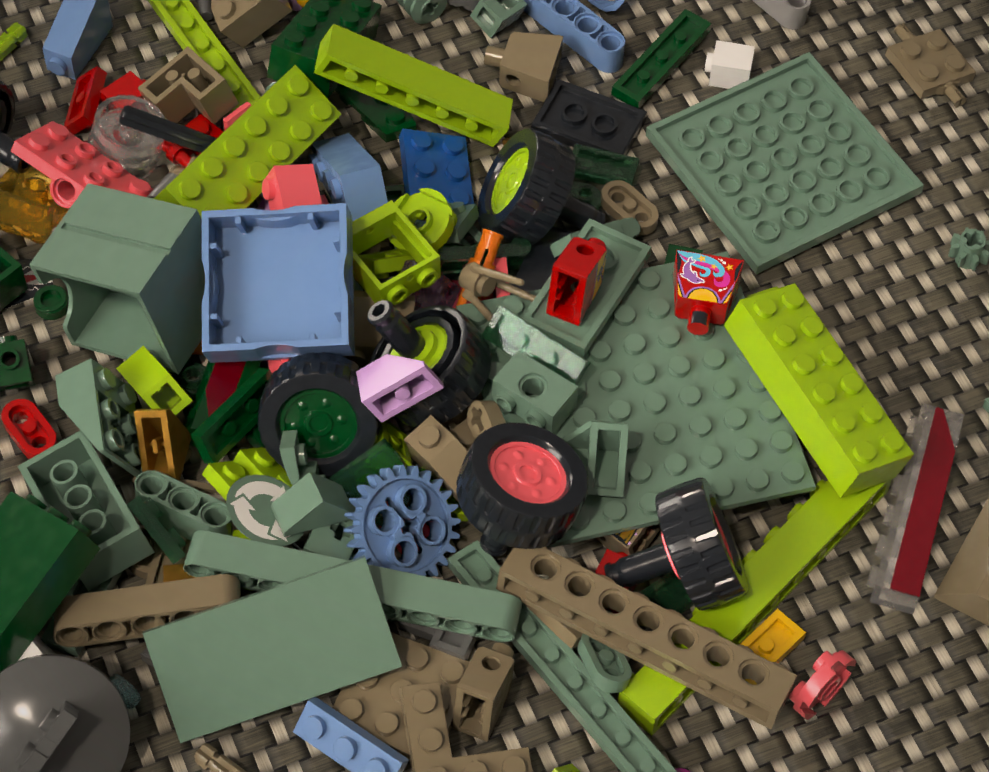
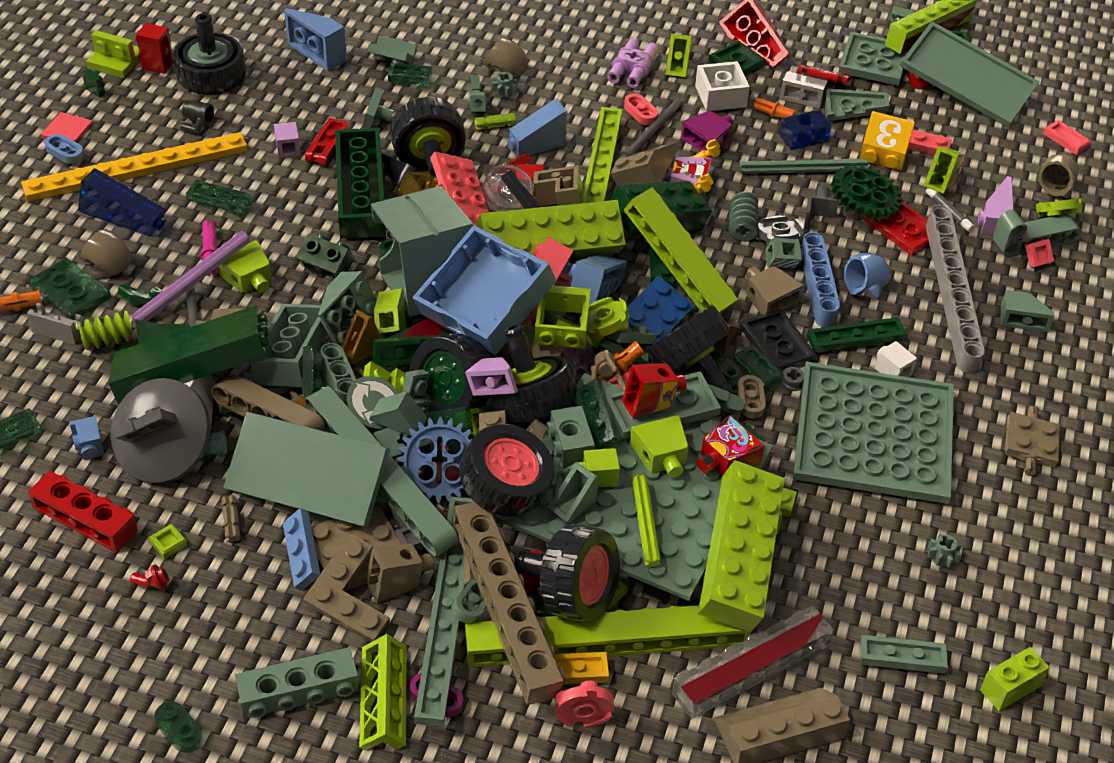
camera: 40 degrees right, 10 degrees down
(31, 432) = (313, 291): red plate -> none
(601, 402) = (604, 465): none -> lime brick
(636, 335) = (661, 445): none -> lime torso
(648, 147) = (793, 372): none -> dark grey bush
(700, 433) = (646, 521): none -> lime axle

